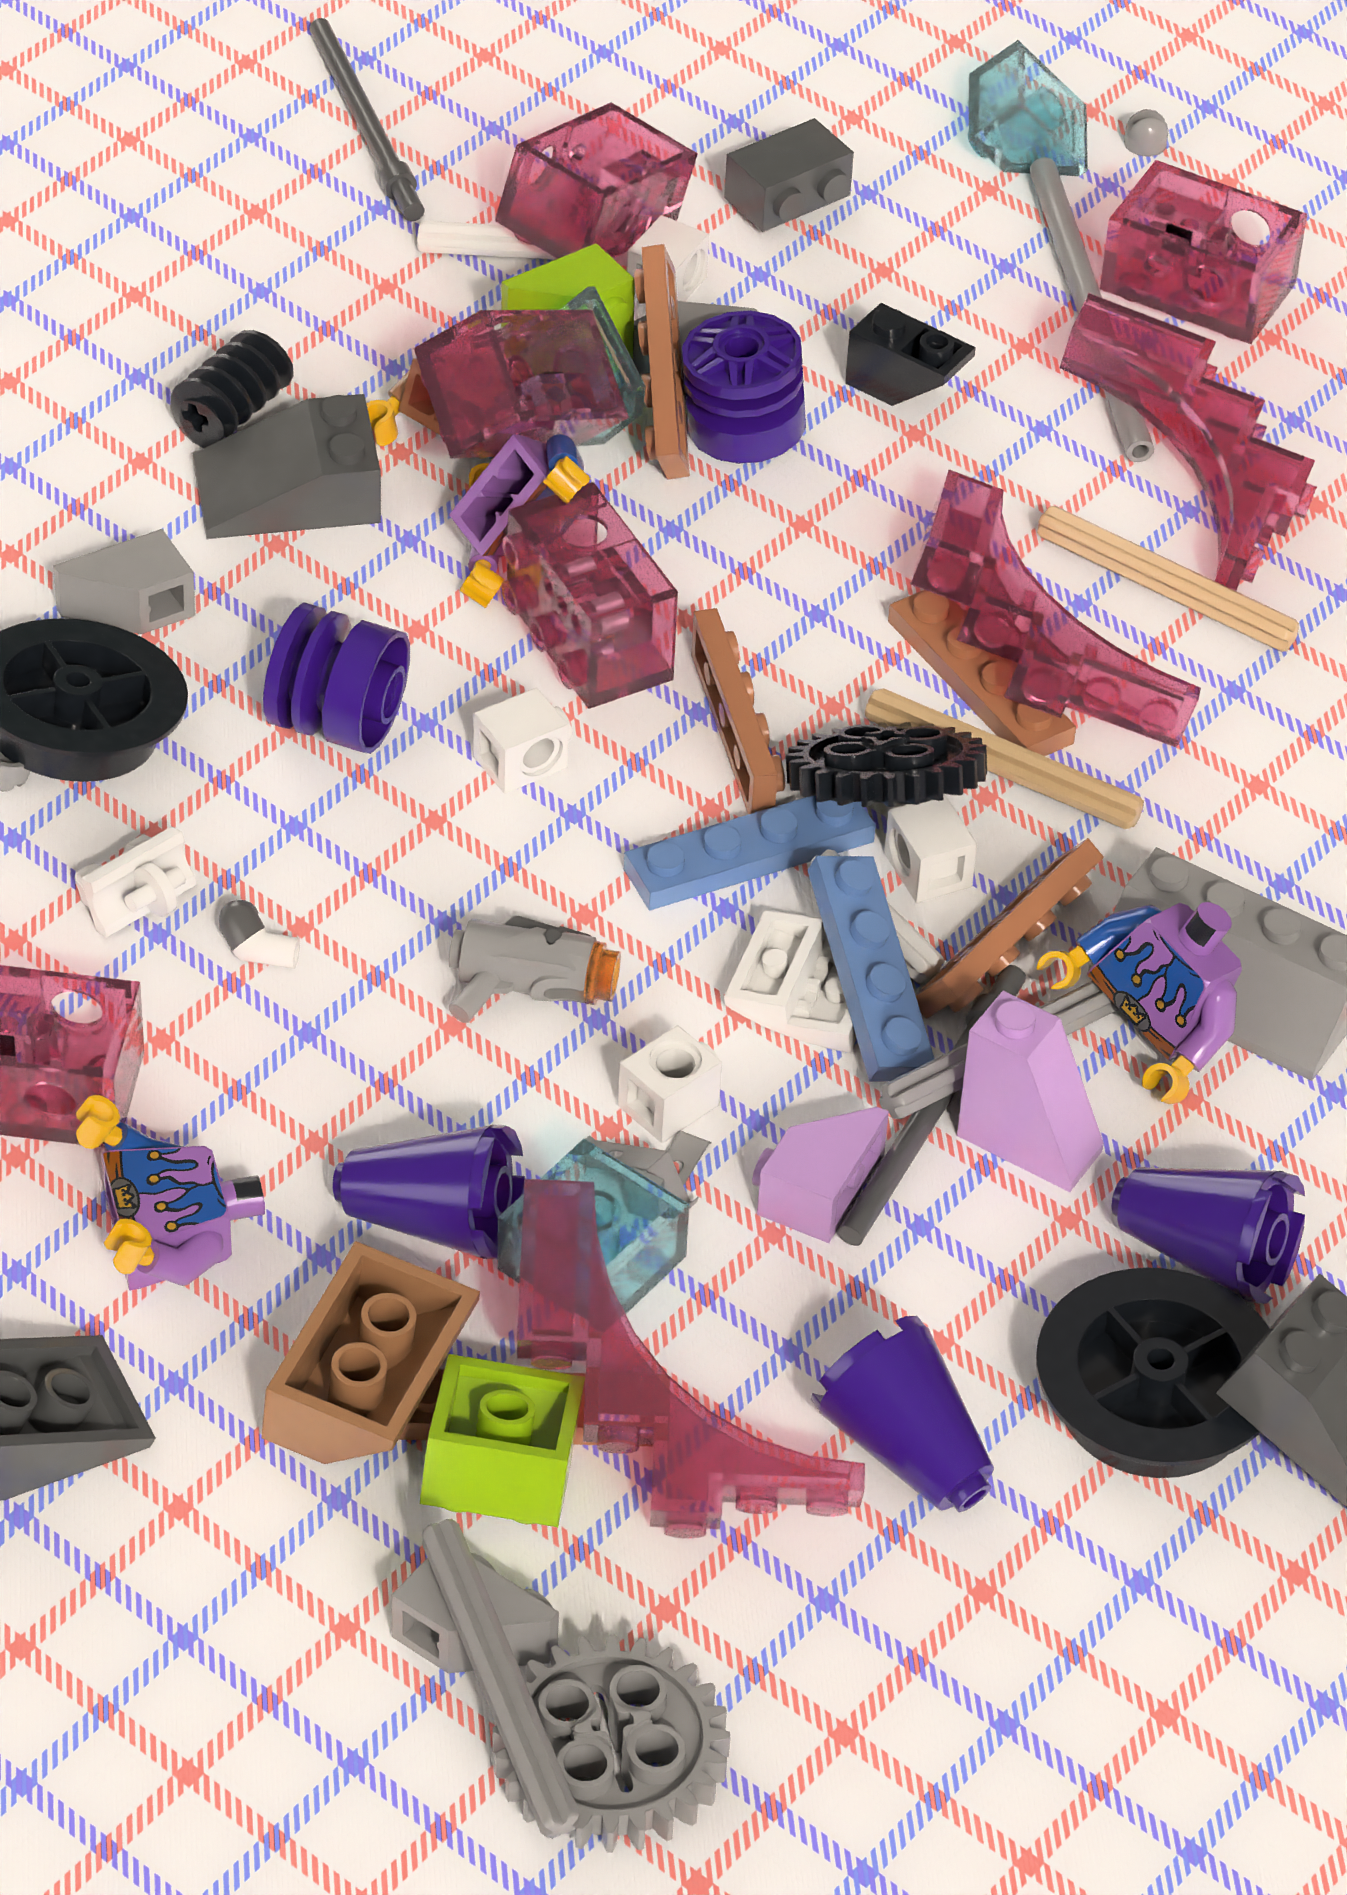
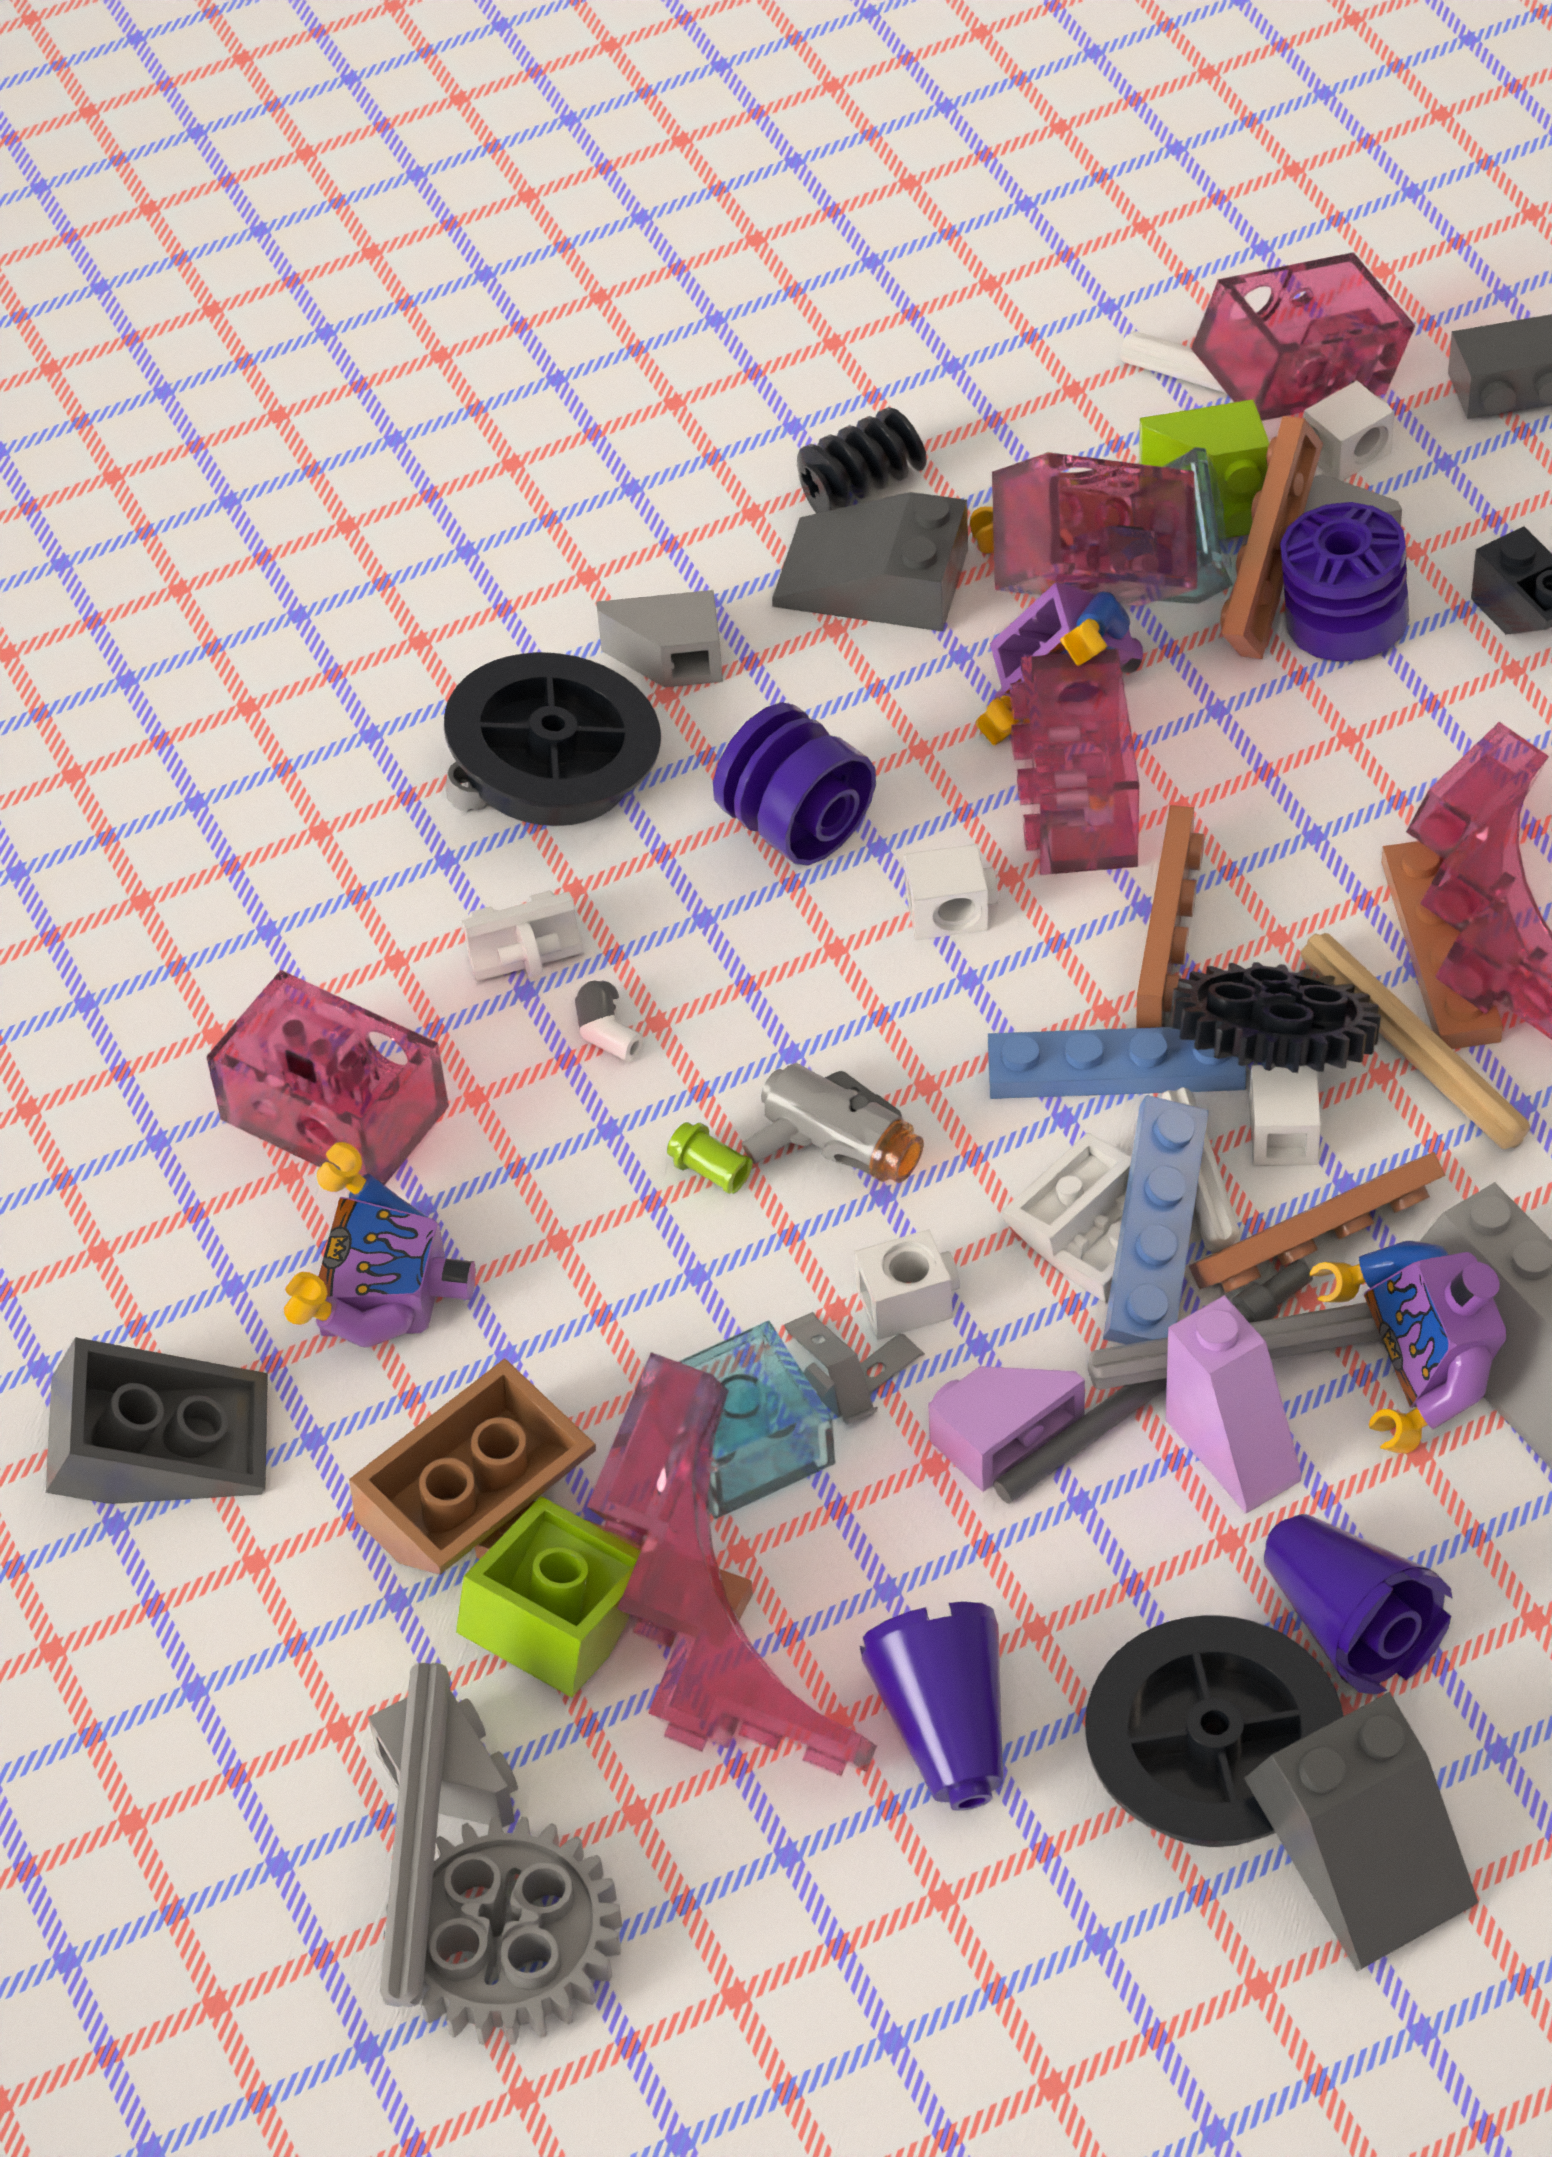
camera: 30 degrees right, 5 degrees up
(394, 174) = (1135, 276): dark grey bar -> none
(423, 1027) = (697, 1150): none -> lime pin
(436, 1186) = (625, 1316): dark purple cone -> none

